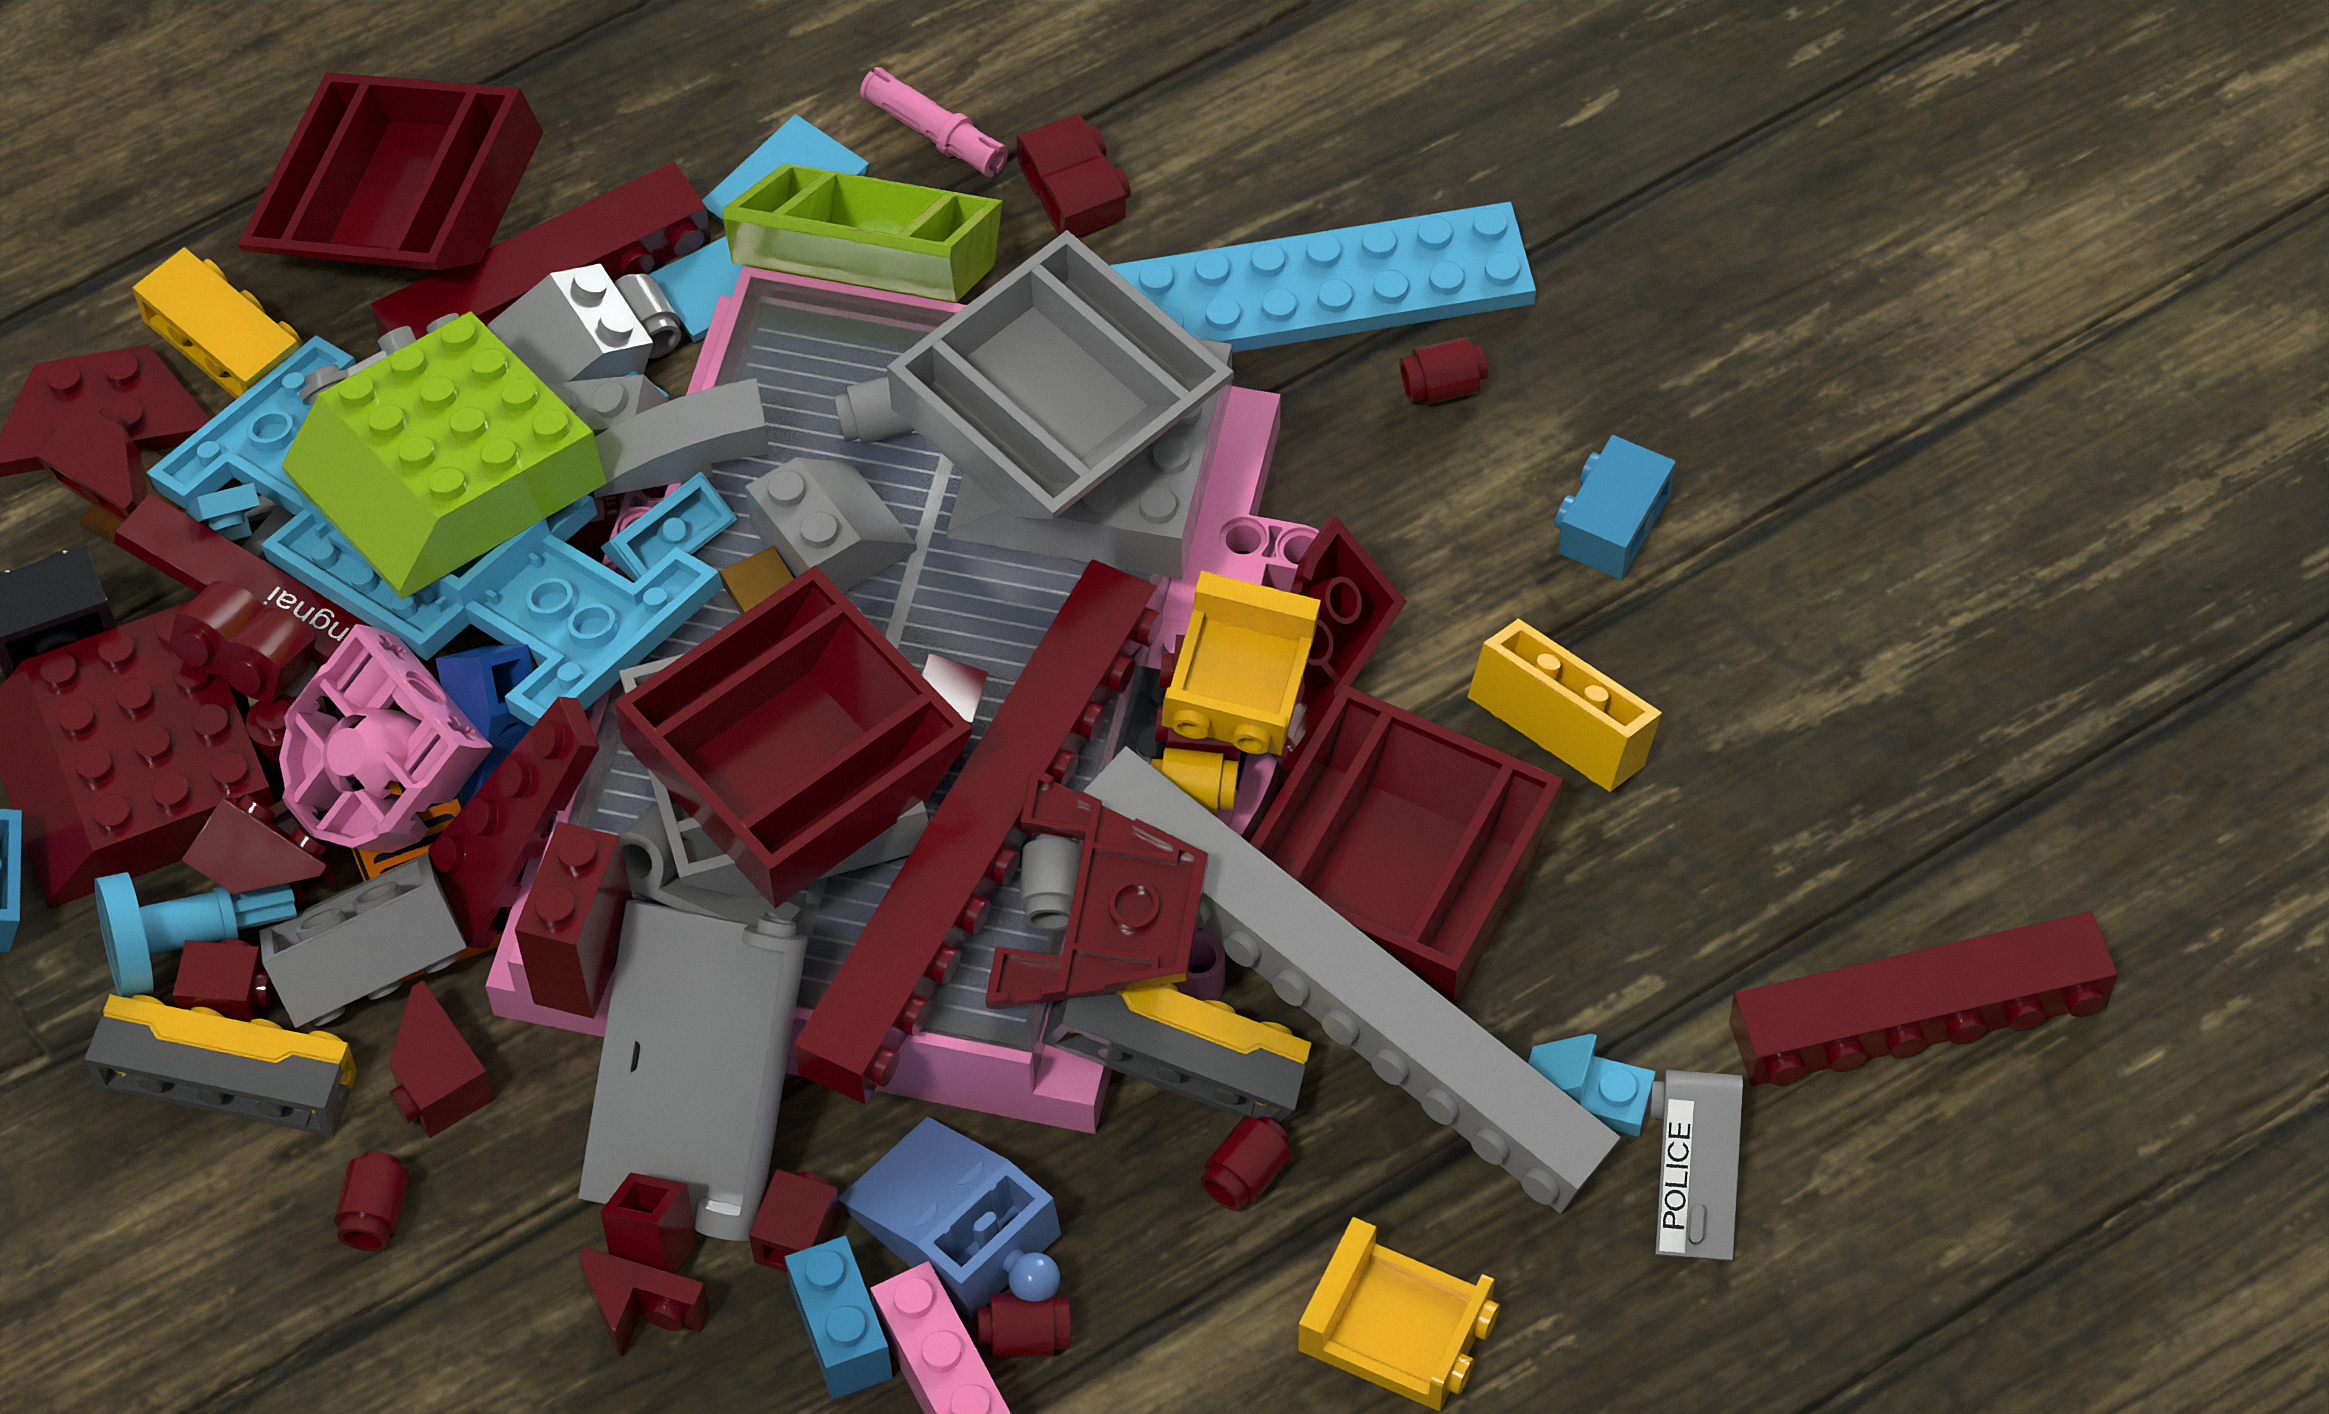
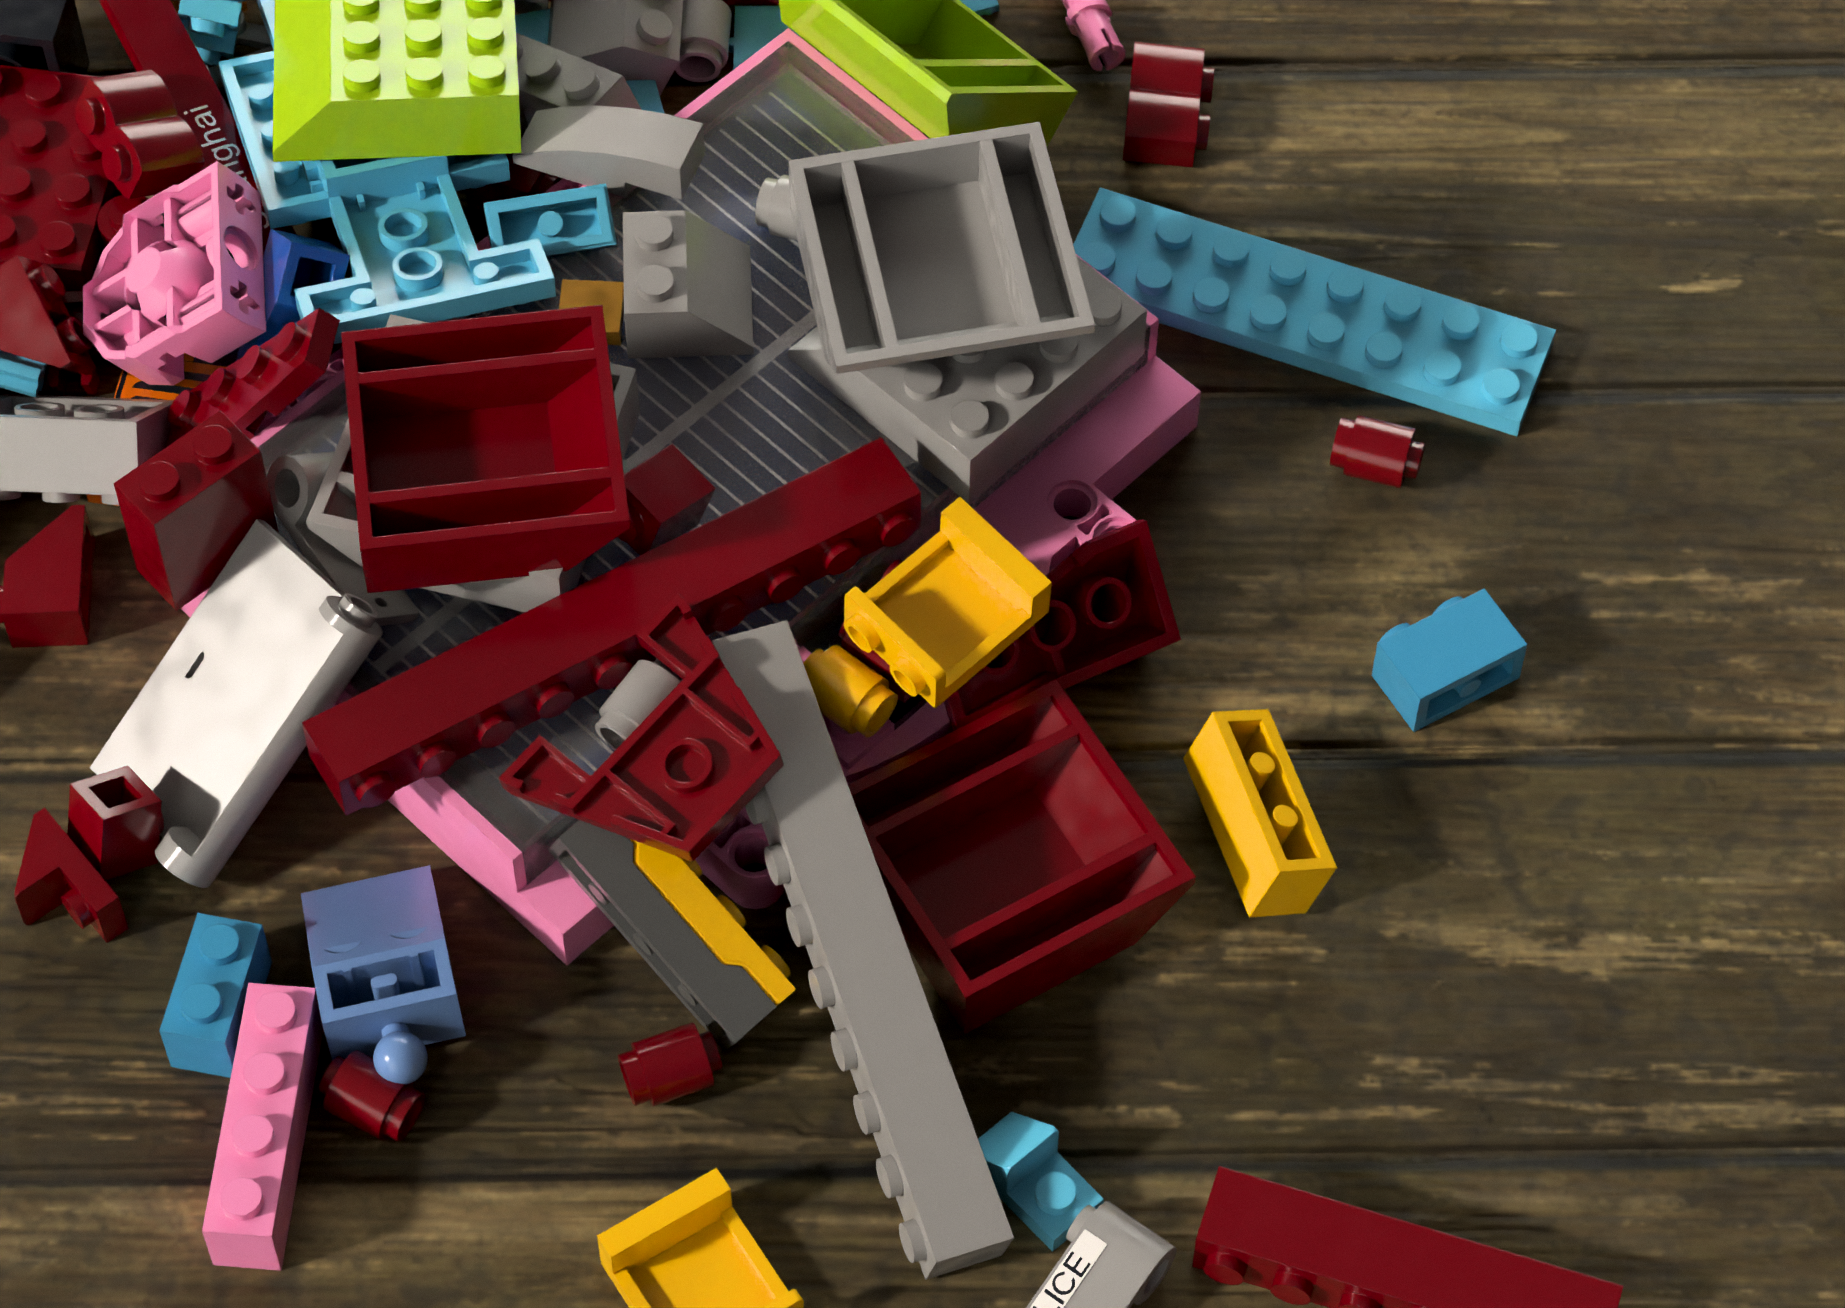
camera: 30 degrees right, 0 degrees up
(793, 1217) = (246, 885): dark red brick -> none

